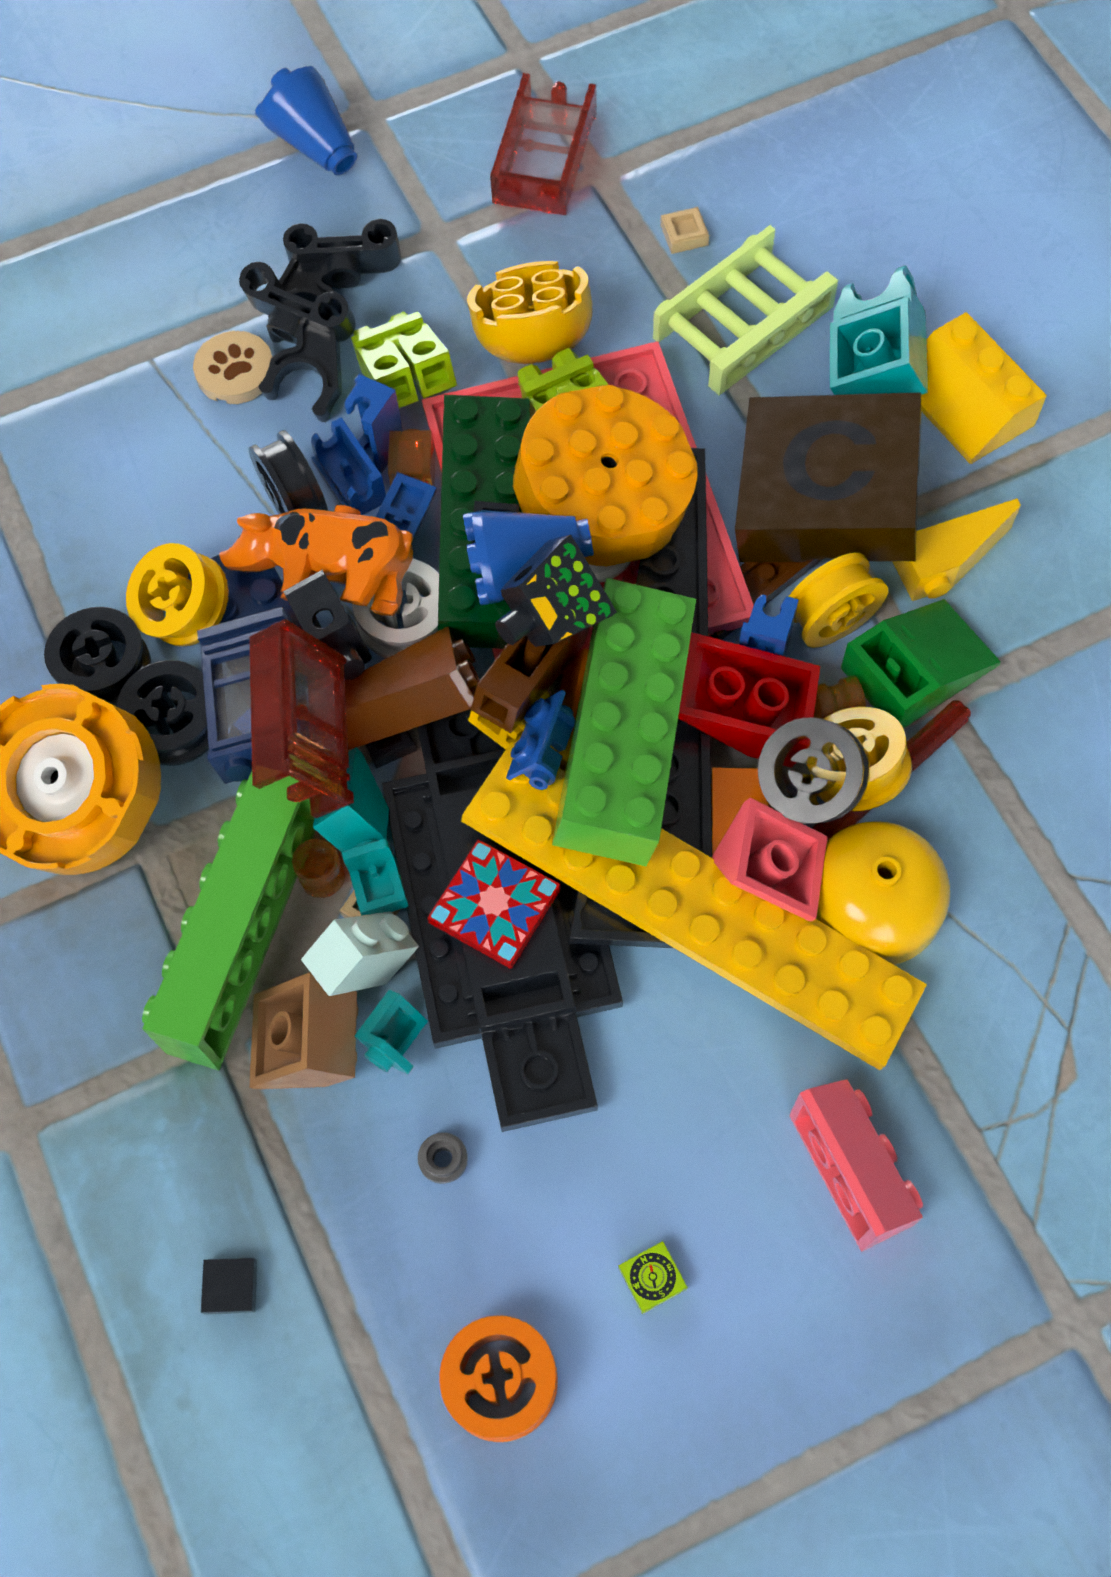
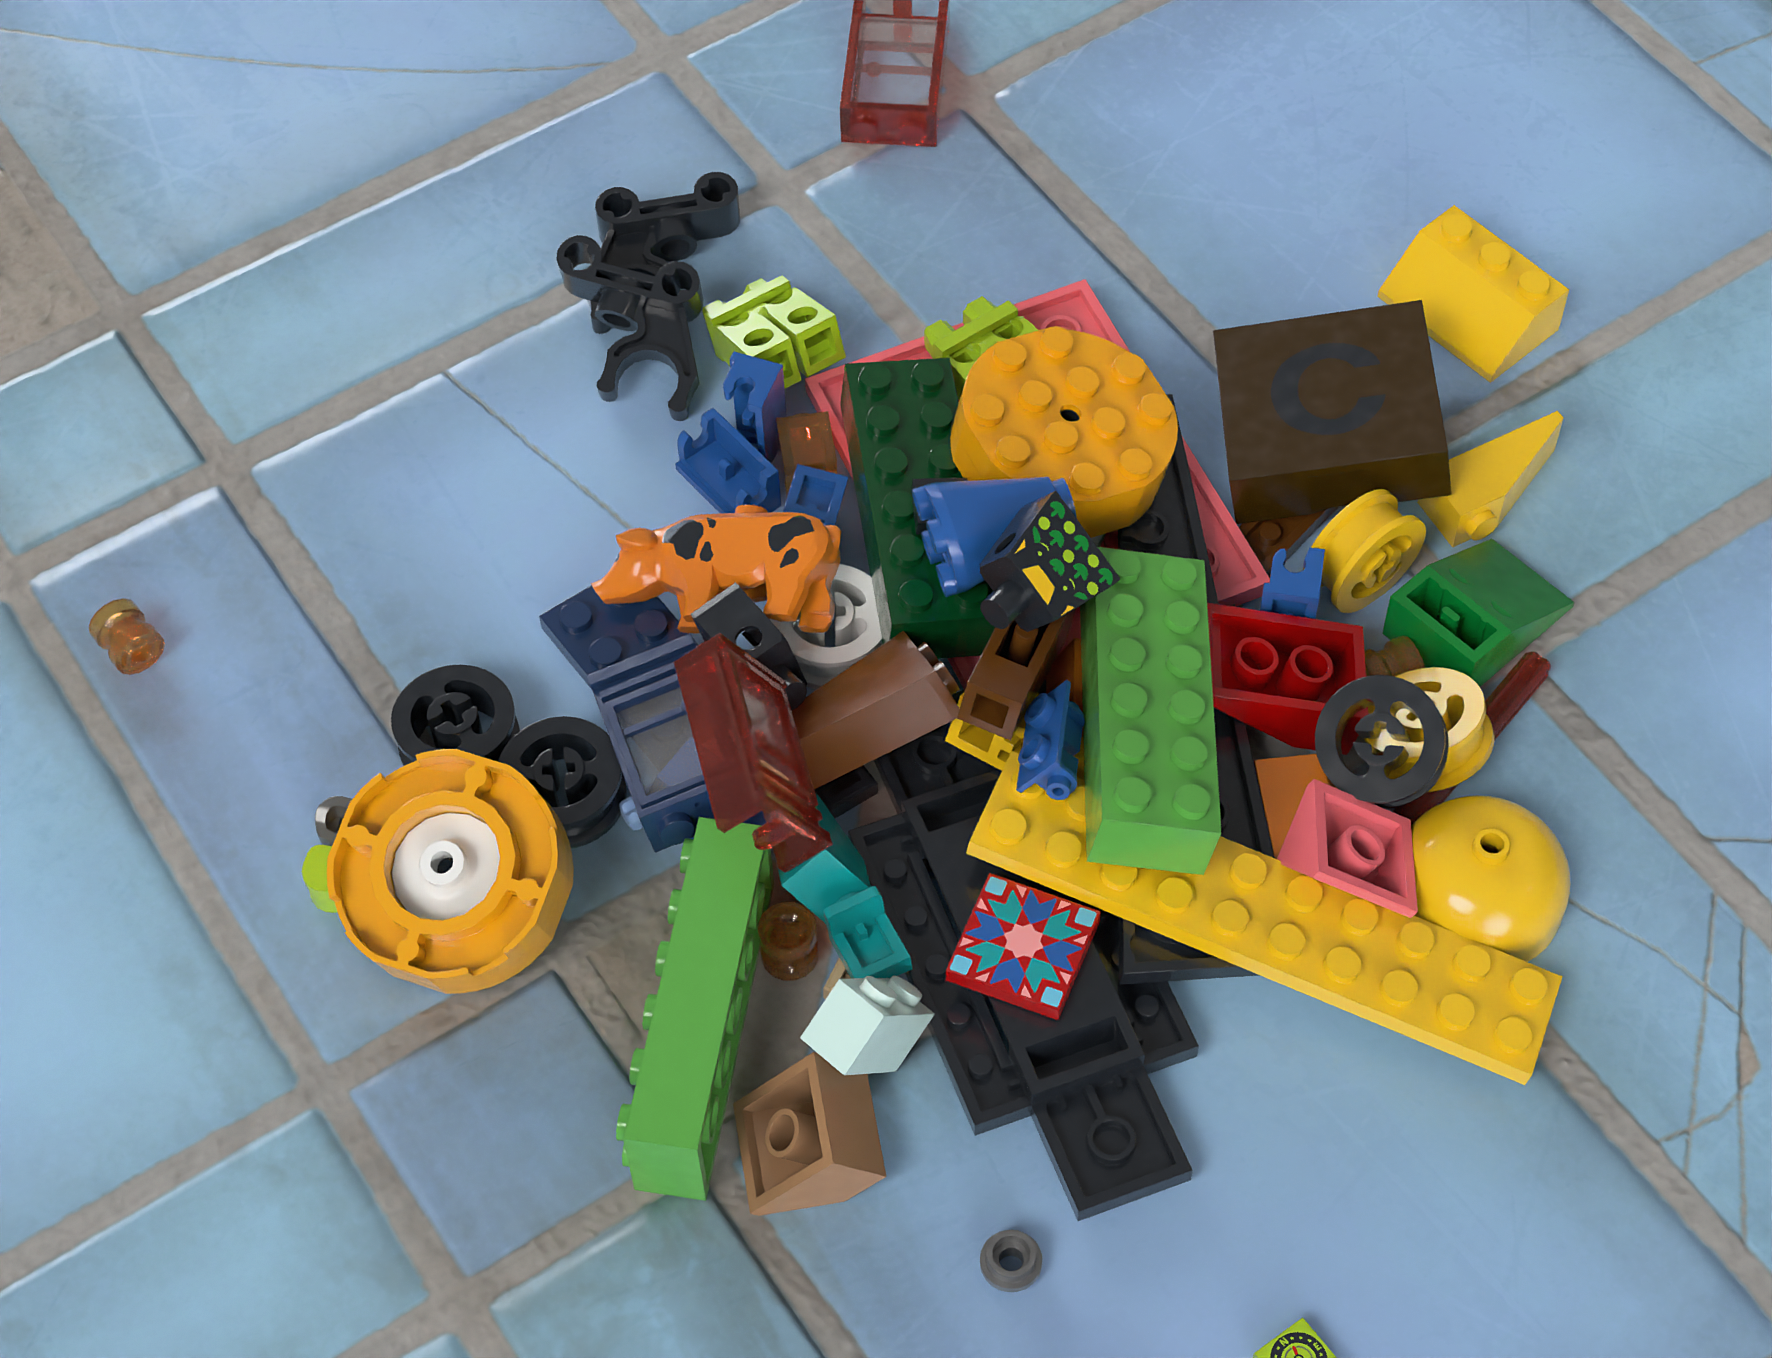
camera: 10 degrees left, 10 degrees down
(163, 585) = (525, 625): yellow wheel -> none
(232, 366) = (555, 367): tan tile -> none
(287, 475) = (658, 481): black wheel -> none
(307, 118) = (596, 65): blue cone -> none
(391, 1032) = (919, 1120): teal bracket -> none
(531, 311) = (926, 260): yellow cylinder -> none
(684, 230) = (1088, 149): tan tile -> none
(755, 341) = (1202, 268): yellowish green fence -> none
(855, 1162) = (1516, 1193): coral slope -> none
(879, 341) = (1356, 249): teal brick -> none

